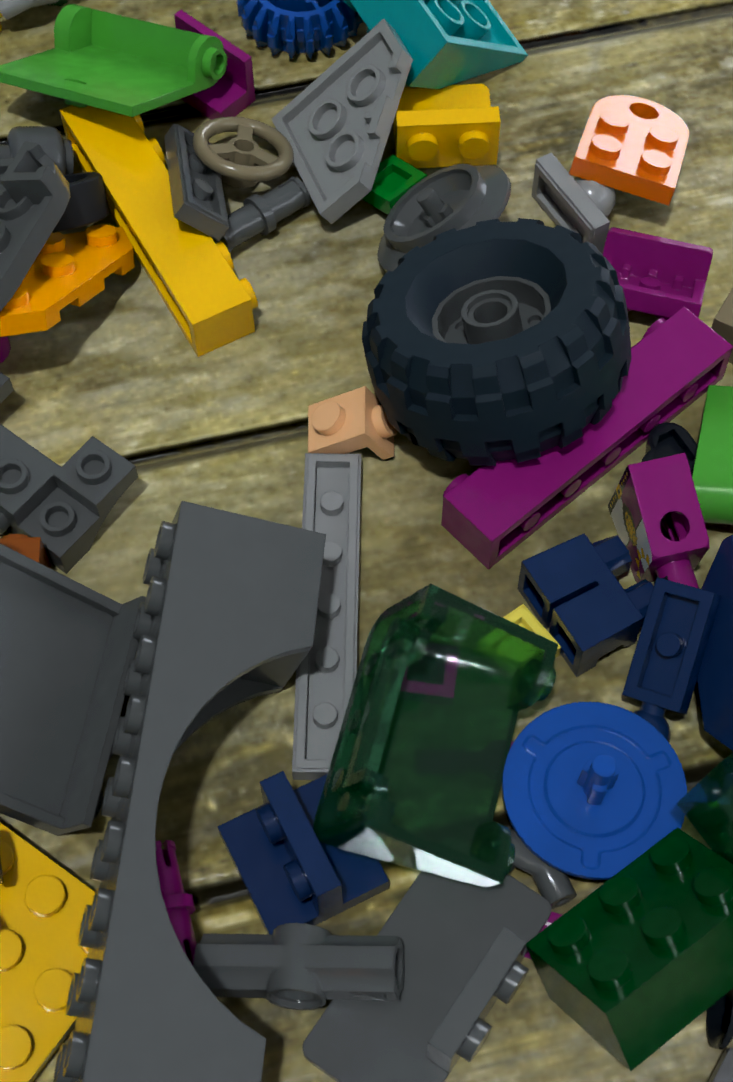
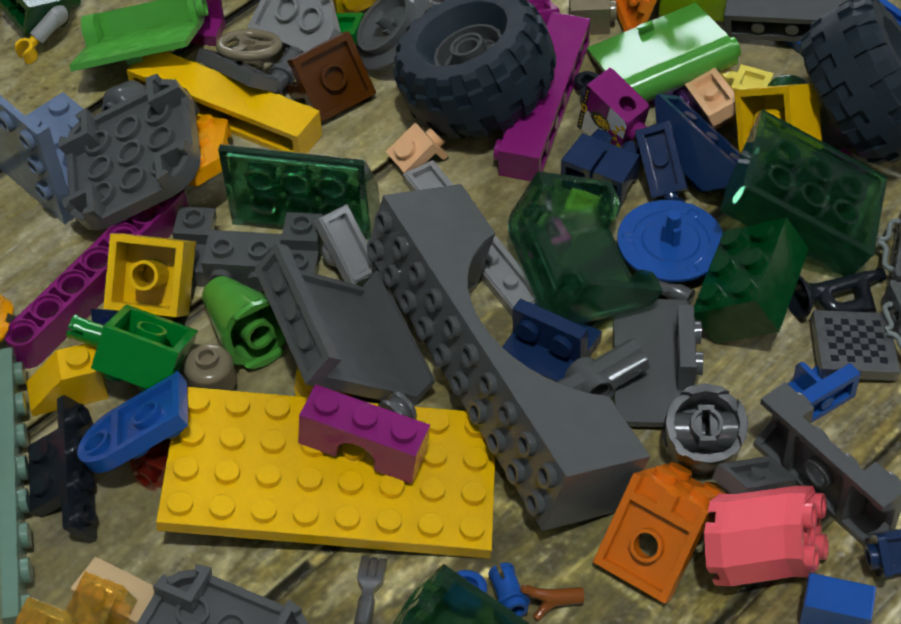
camera: 30 degrees left, 10 degrees down
(128, 414) = (272, 182): none -> clear green slope
(130, 527) = (345, 245): none -> light grey tile
(308, 254) = (330, 76): none -> reddish brown bracket

